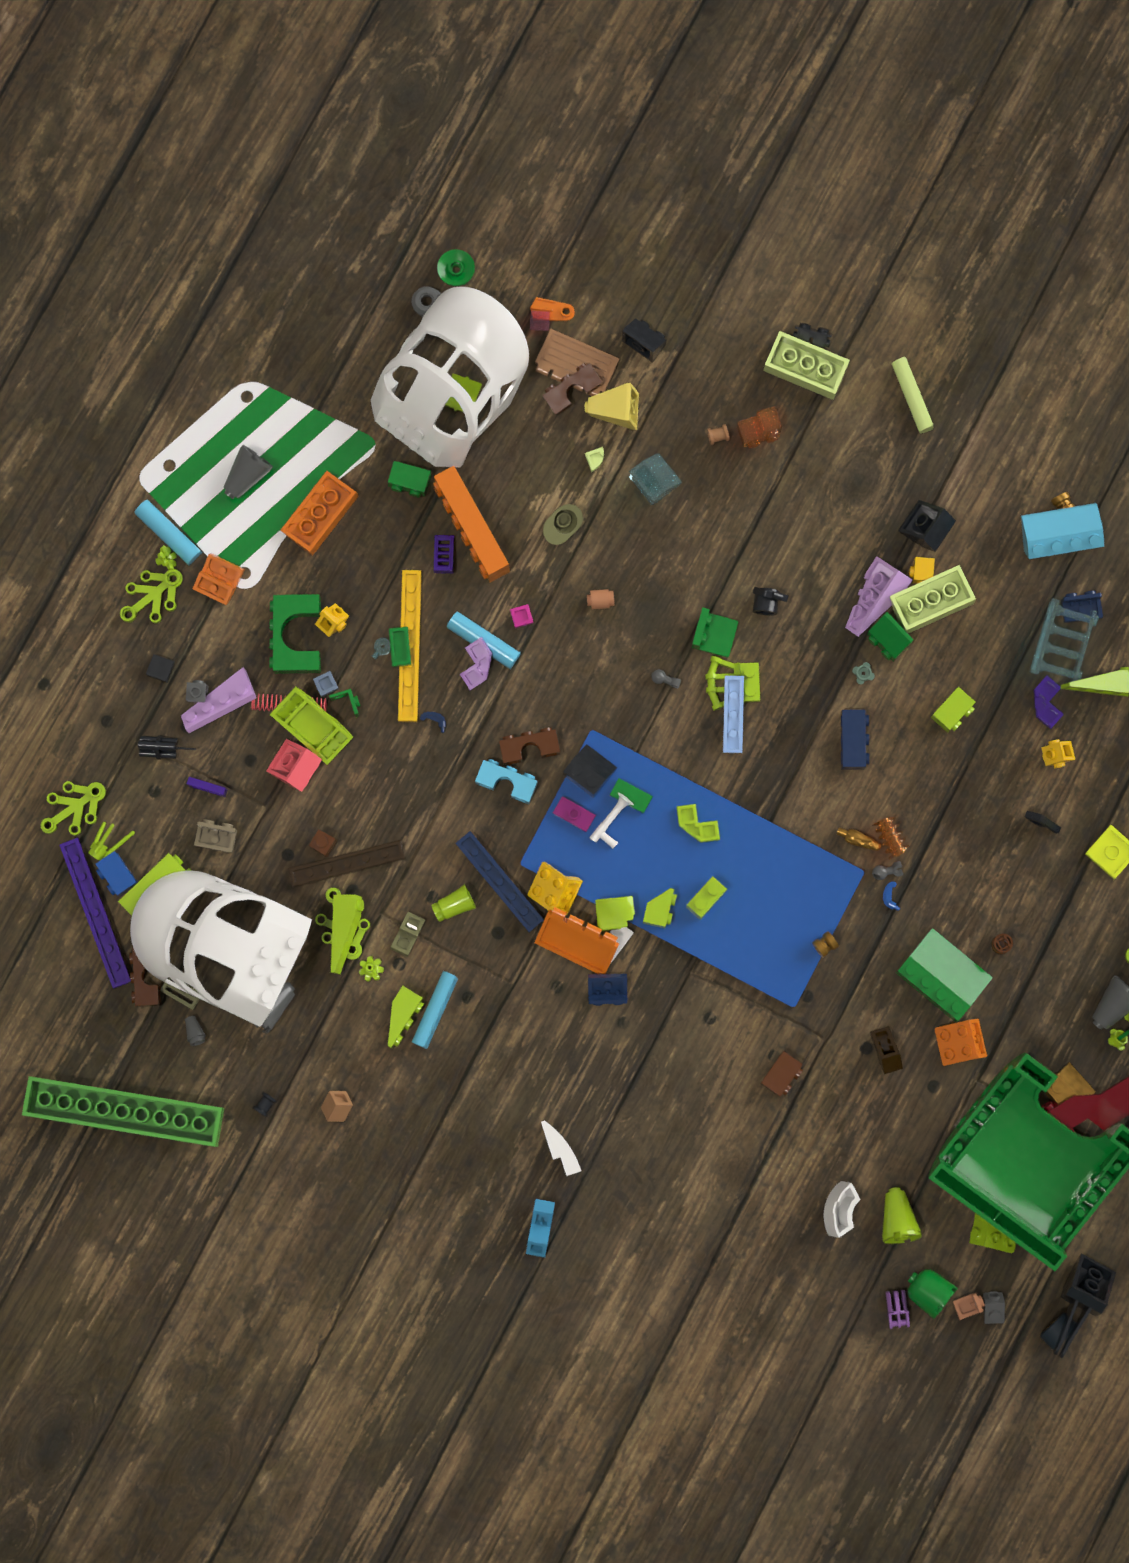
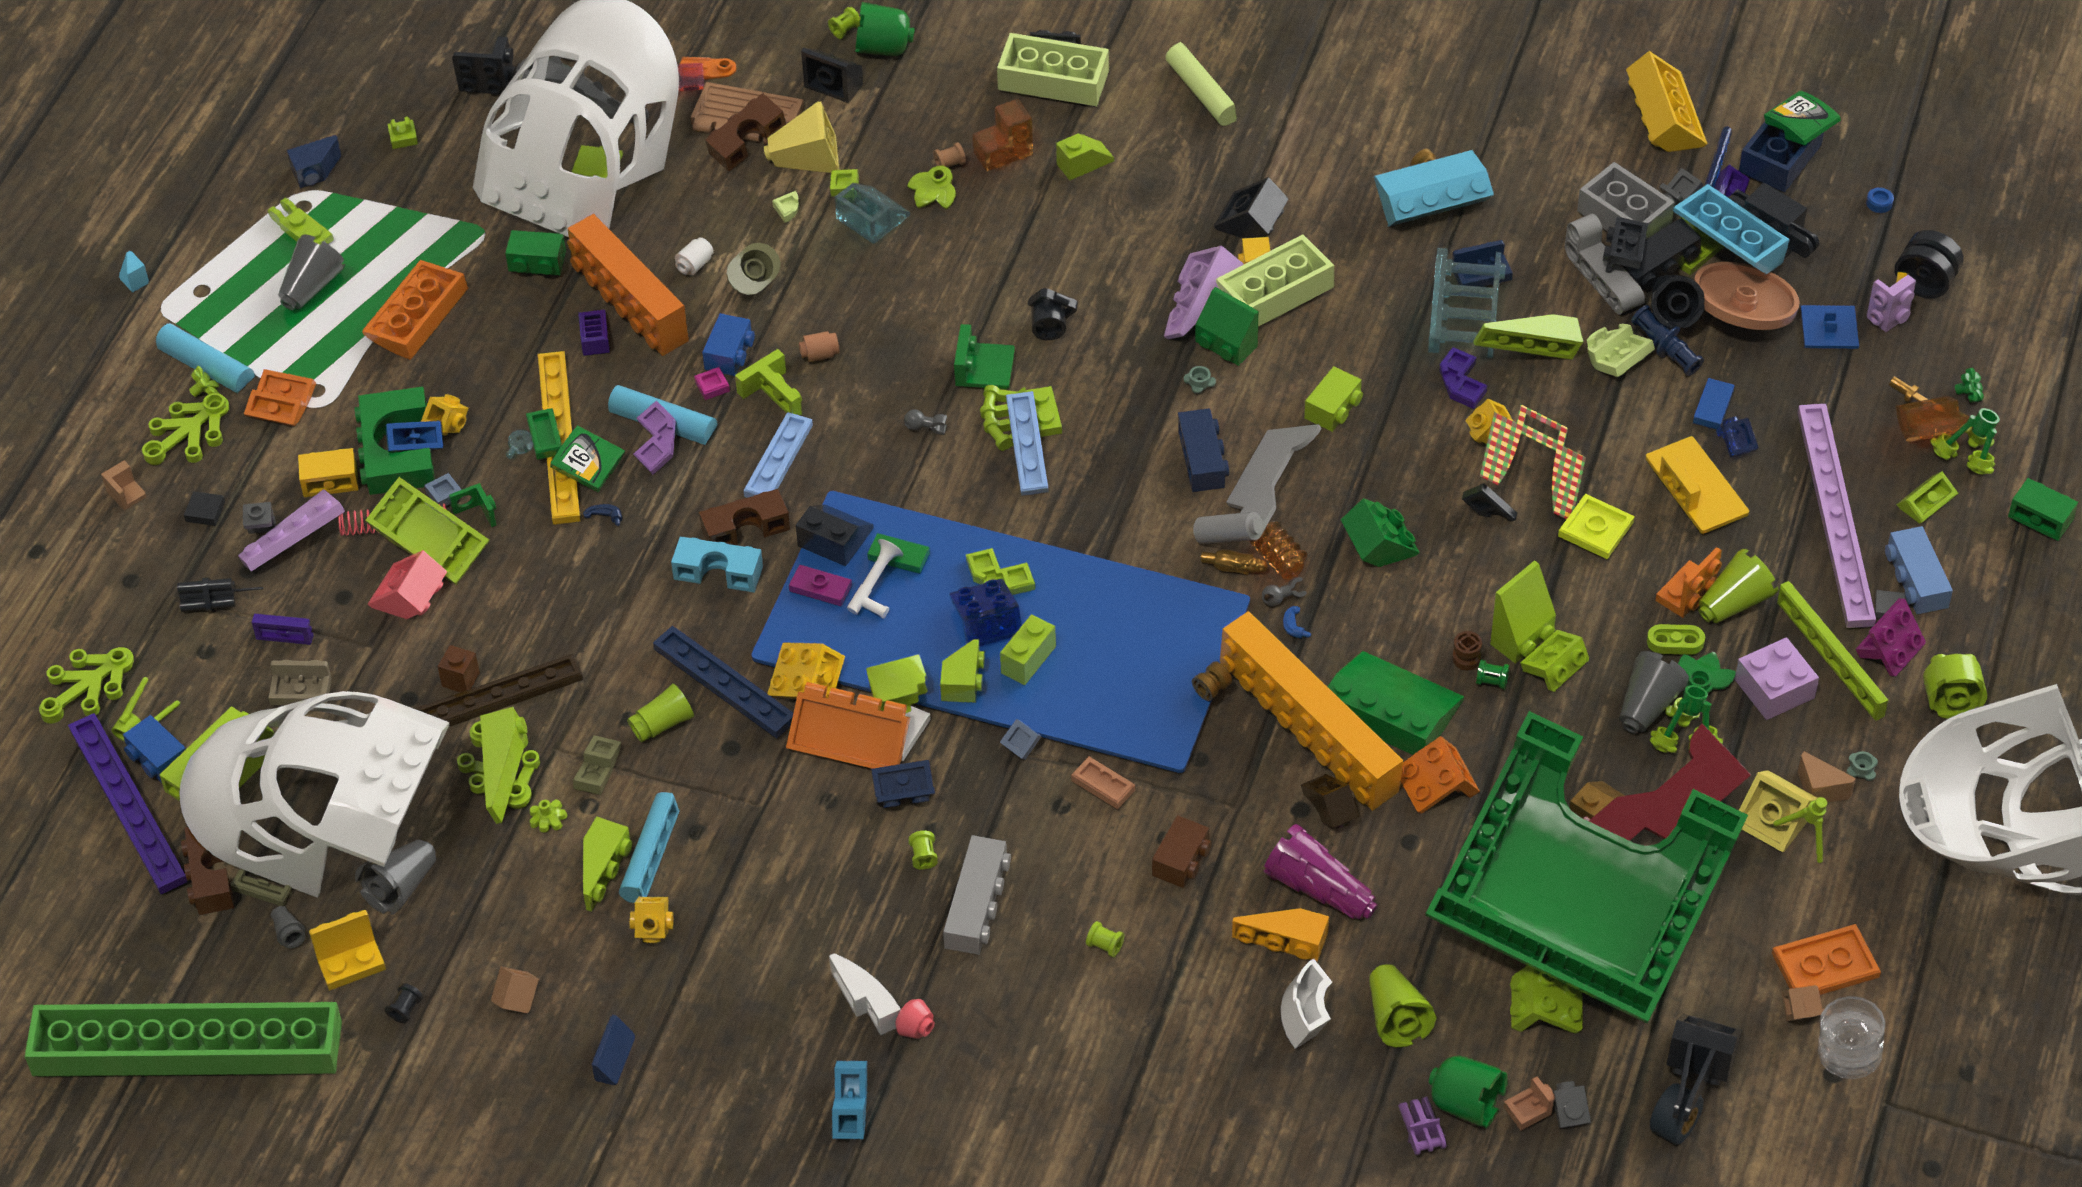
camera: 10 degrees left, 30 degrees down
(106, 641) = (121, 485): none -> medium nougat panel
(121, 444) = (133, 272): none -> medium azure slope
(232, 1062) = (346, 950): none -> yellow bracket
(244, 420) = (299, 223): none -> lime hinge
(247, 654) = (329, 471): none -> yellow brick
(257, 359) = (314, 160): none -> dark blue slope
(308, 638) = (414, 436): none -> blue slope
(323, 339) = (402, 133): none -> lime tile
(393, 301) = (485, 71): none -> black bracket
(395, 1163) = (612, 1051): none -> dark blue slope
(427, 674) = (587, 458): none -> green slope
(429, 1073) = (655, 909): none -> yellow brick
(522, 499) = (694, 256): none -> white brick
(537, 586) = (728, 344): none -> blue brick
(559, 691) = (779, 455): none -> light blue tile
(564, 627) = (767, 375): none -> lime bracket
(590, 1175) = (914, 1020): none -> coral cone
(613, 1043) = (923, 850): none -> lime bush
(638, 449) = (842, 179): none -> lime tile
(642, 1085) = (976, 894): none -> light grey brick
(662, 281) = (844, 22): none -> lime bush
(683, 859) = (987, 611): none -> clear blue bracket
(686, 306) = (883, 30): none -> green cylinder
(690, 965) = (1020, 739): none -> sand blue plate
(700, 463) = (929, 188): none -> lime plate
(721, 1133) = (1105, 939): none -> lime bush
(739, 1008) = (1103, 782): none -> nougat plate
(815, 449) = (1081, 155): none -> lime slope
(843, 1149) = (1288, 931): none -> light orange slope
(862, 1105) = (1311, 869): none -> magenta cone
(884, 780) = (1255, 488): none -> light grey door
(886, 984) = (1310, 711): none -> light orange brick
(962, 835) = (1379, 533): none -> green slope
(1015, 965) = (1483, 677): none -> green bush
(1045, 931) = (1522, 614): none -> lime slope
(1060, 959) = (1556, 658): none -> lime bracket
(1062, 781) = (1502, 446): none -> piece

